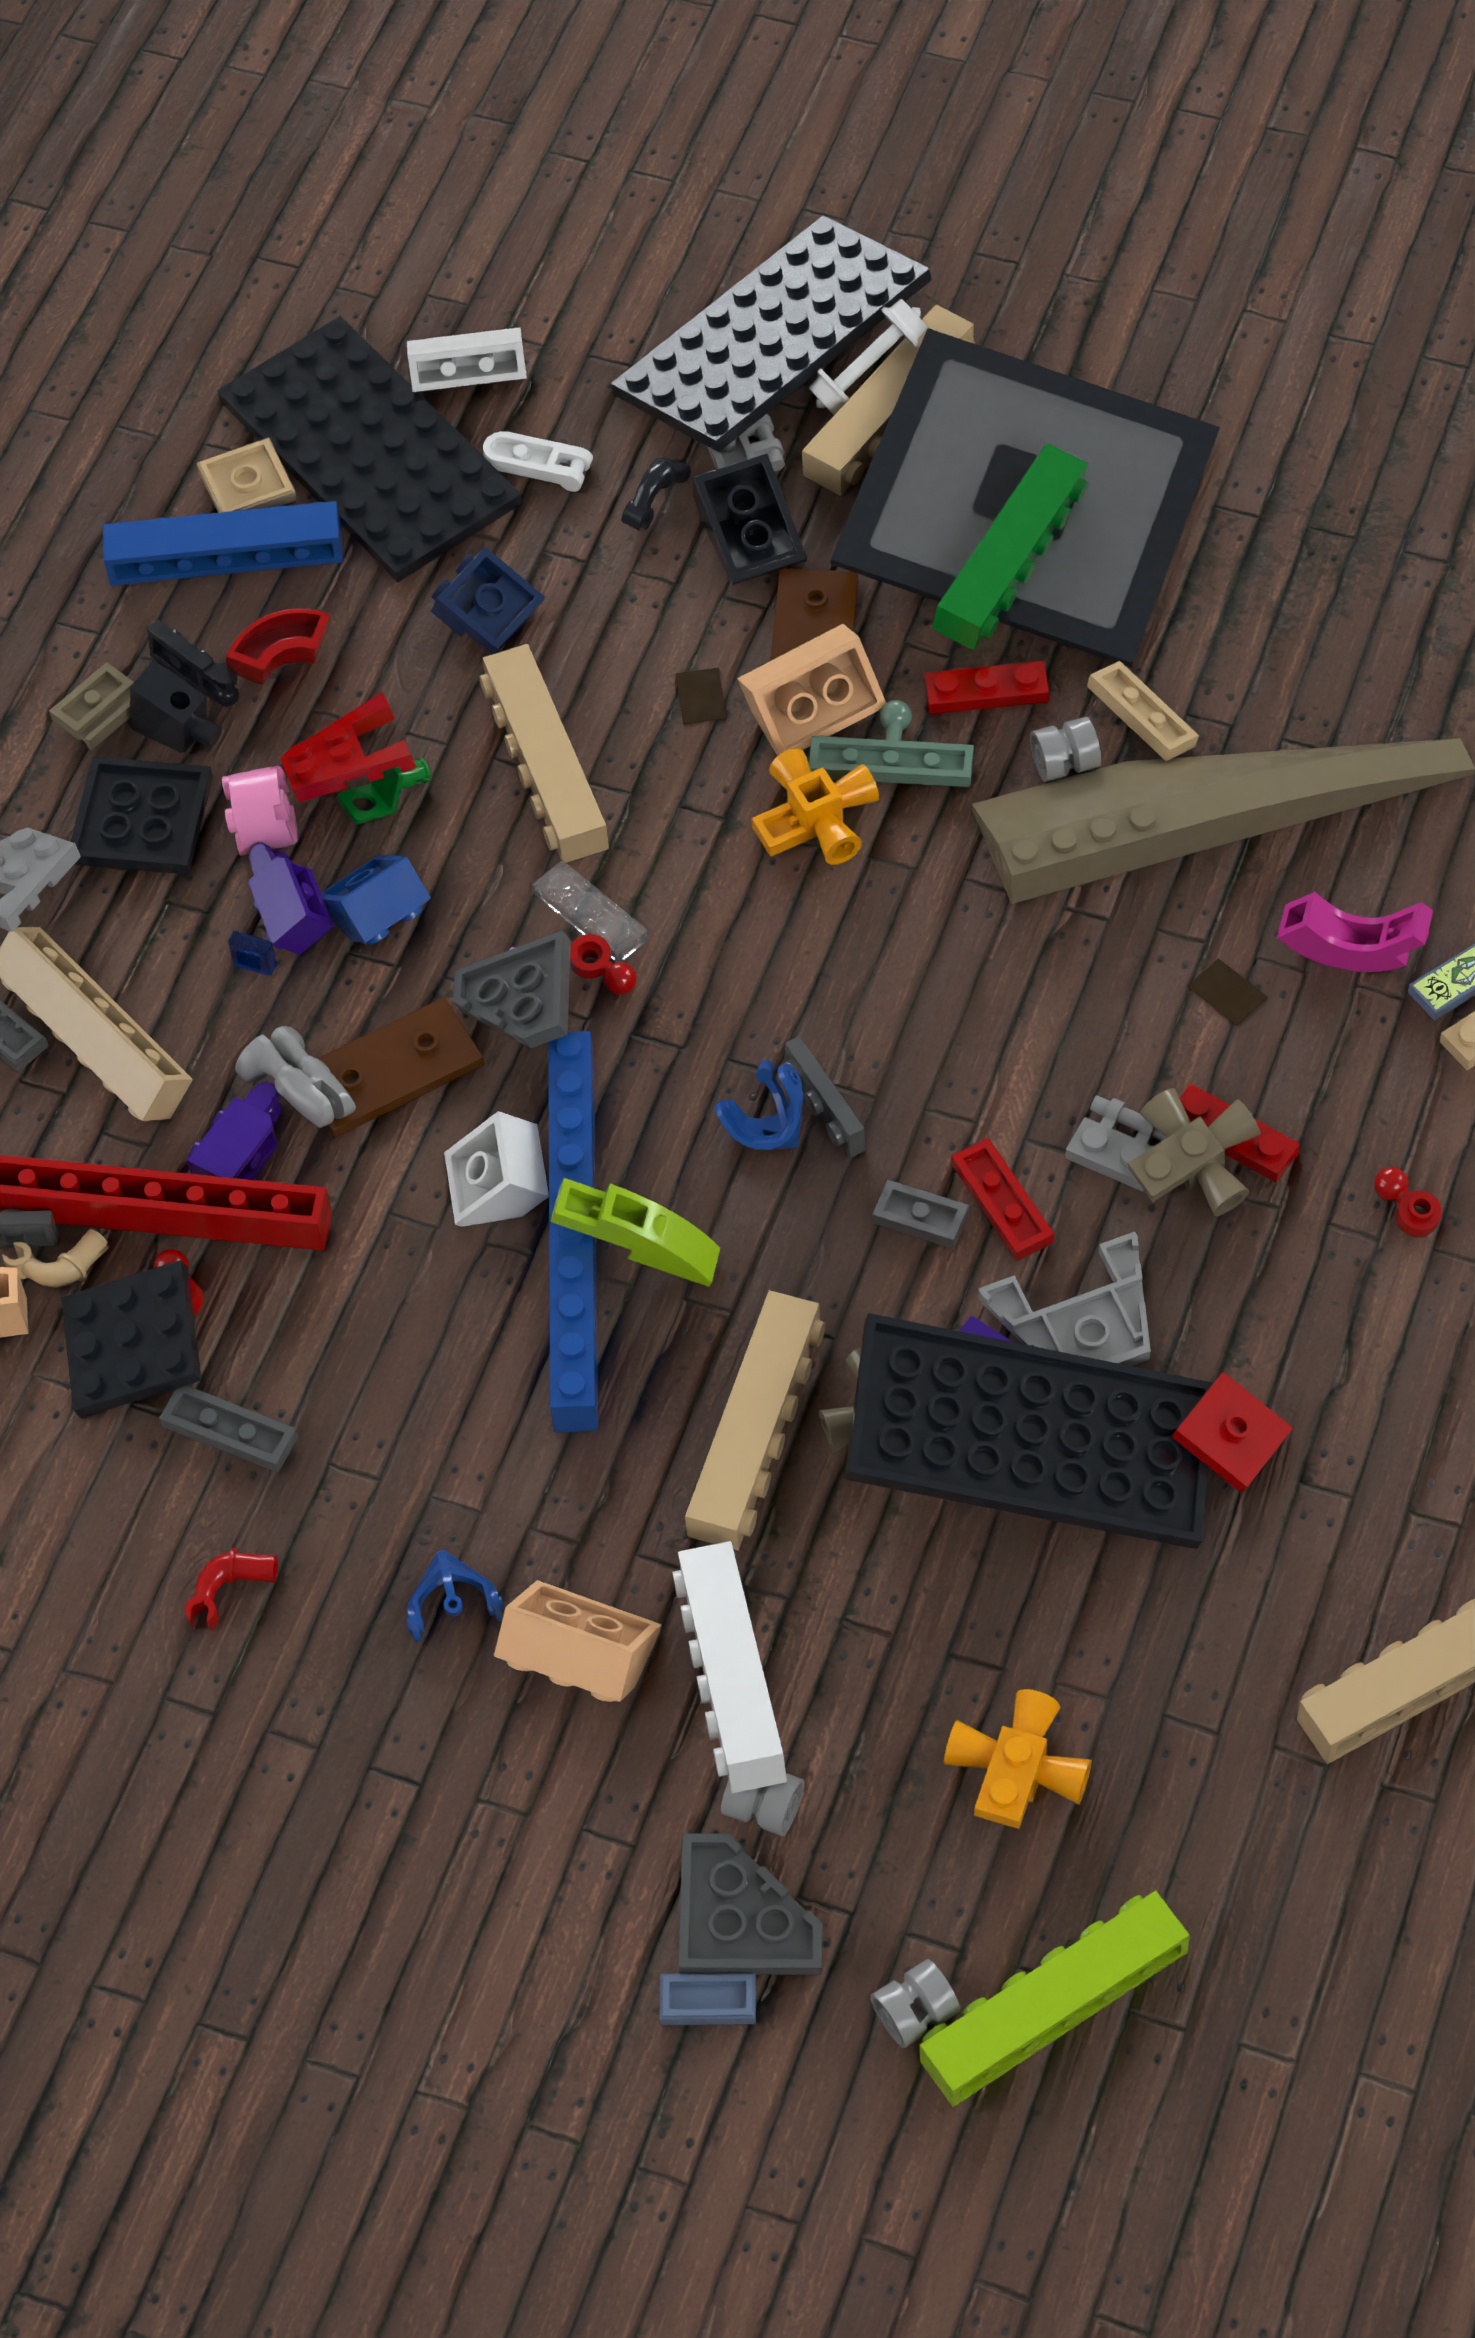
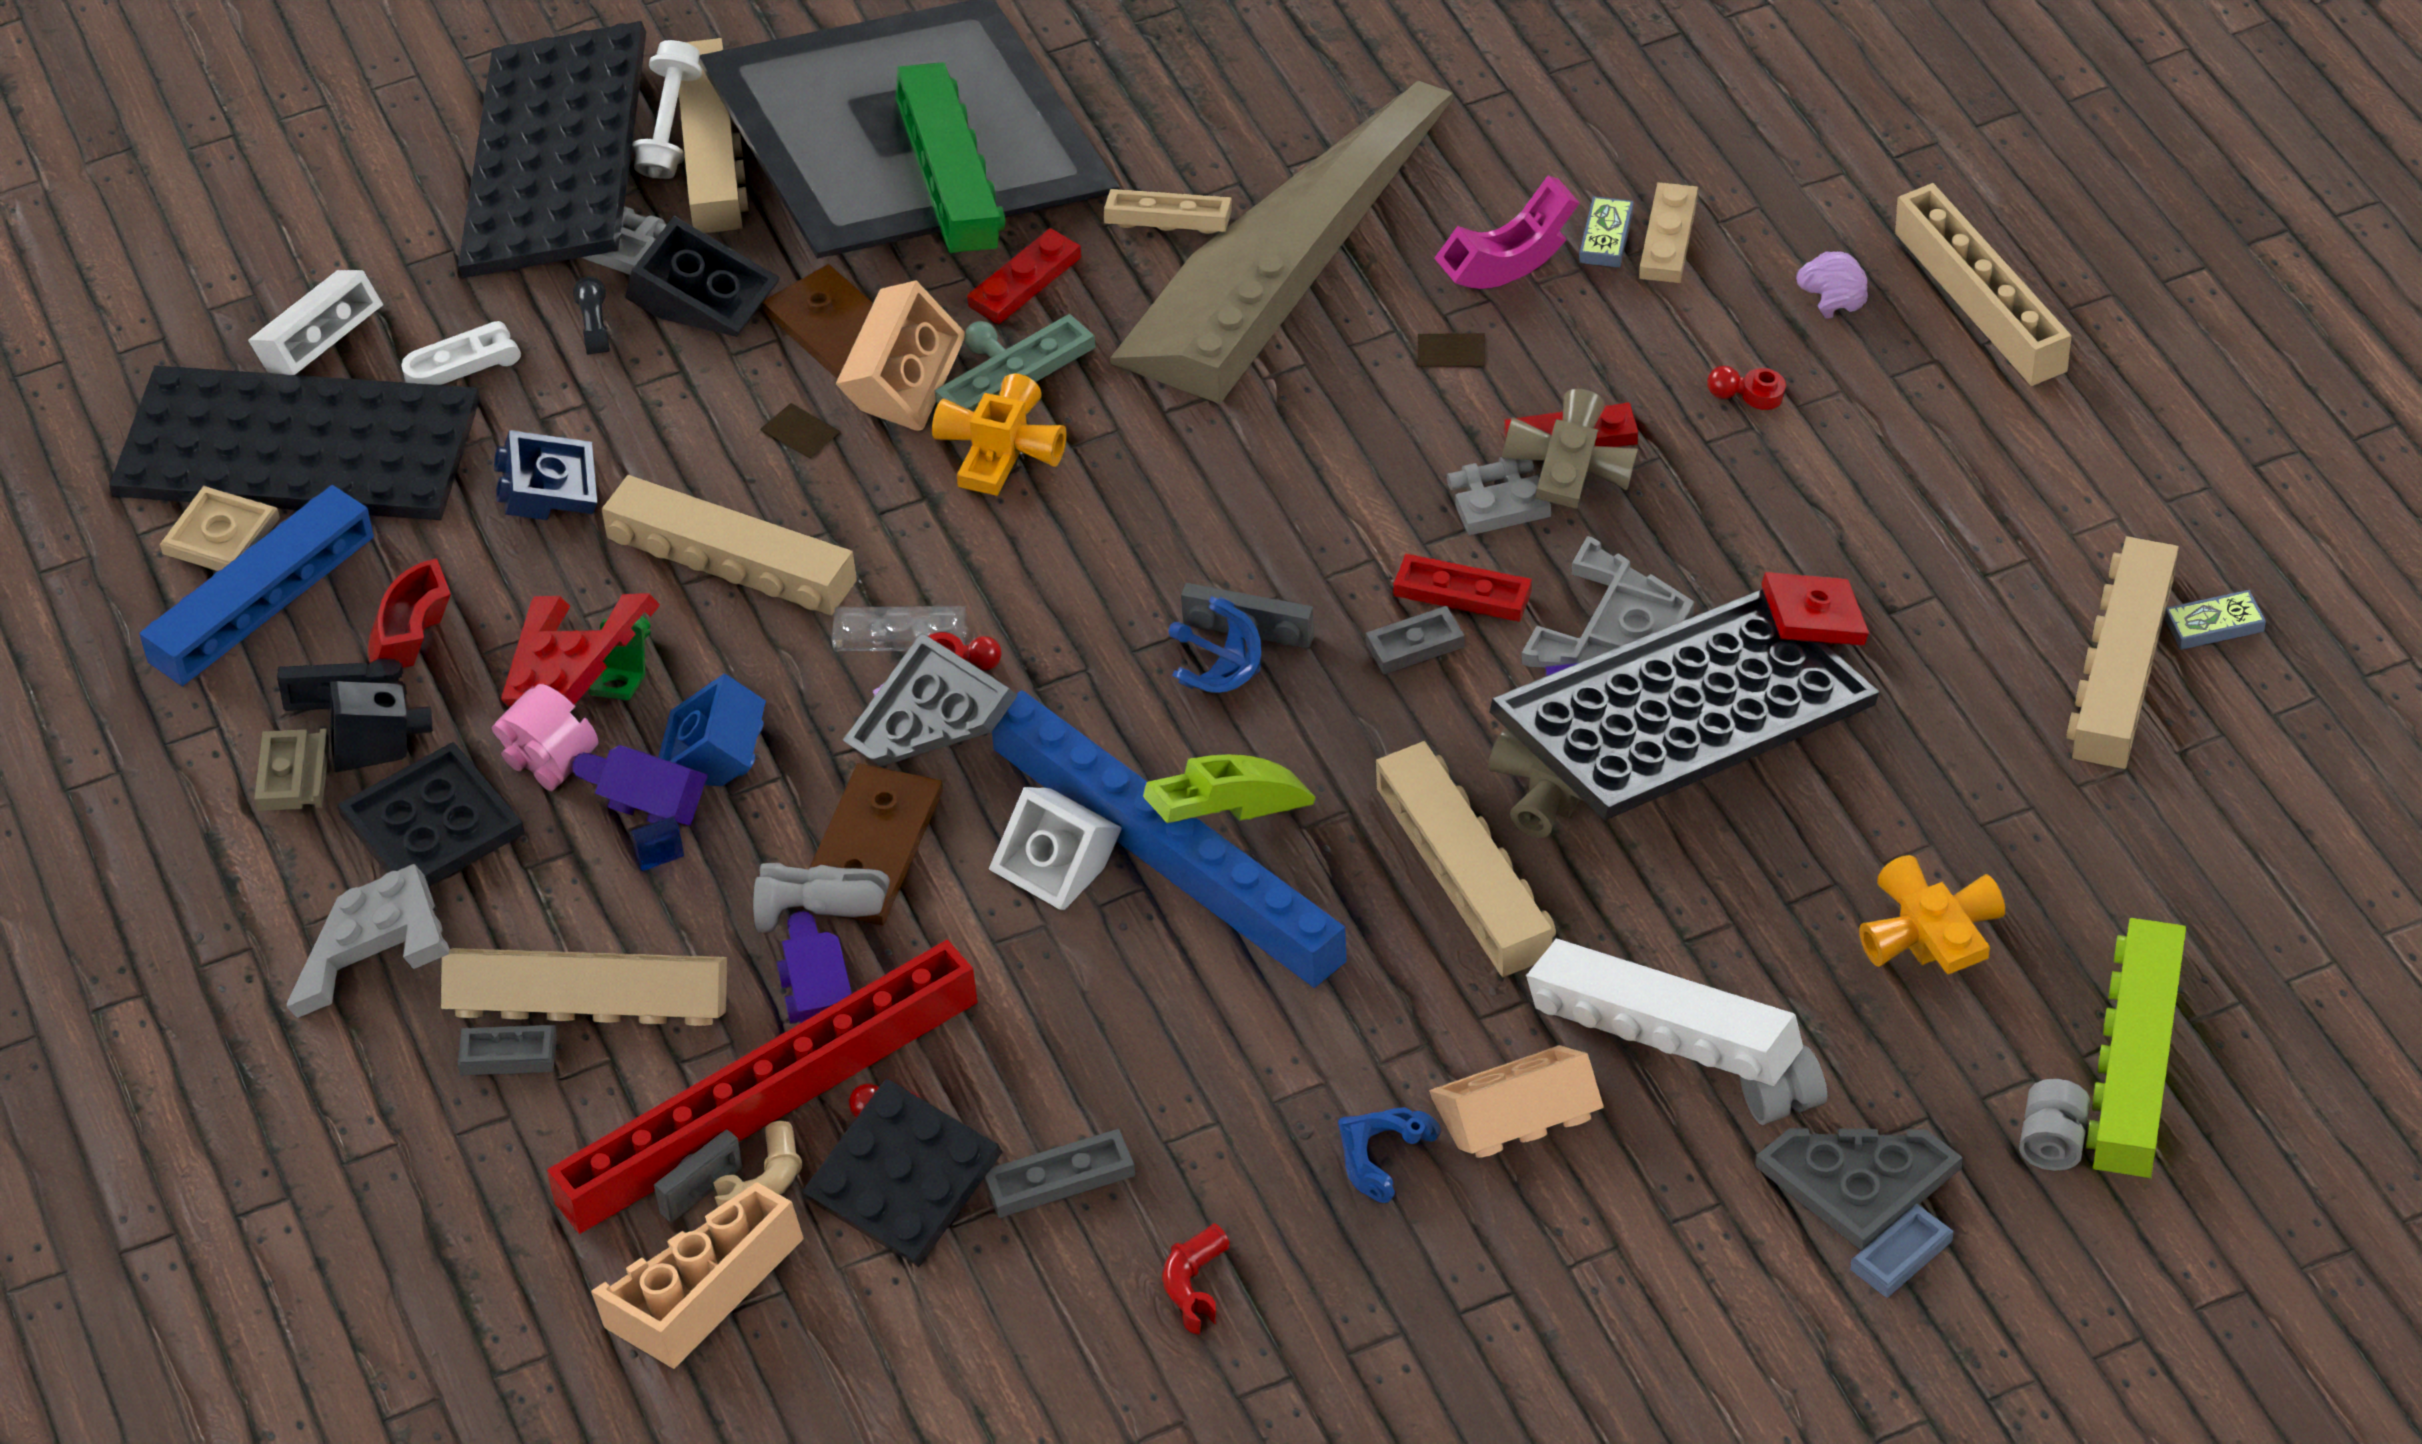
camera: 45 degrees left, 10 degrees down
(1065, 749) = (1144, 269): light grey wheel -> none

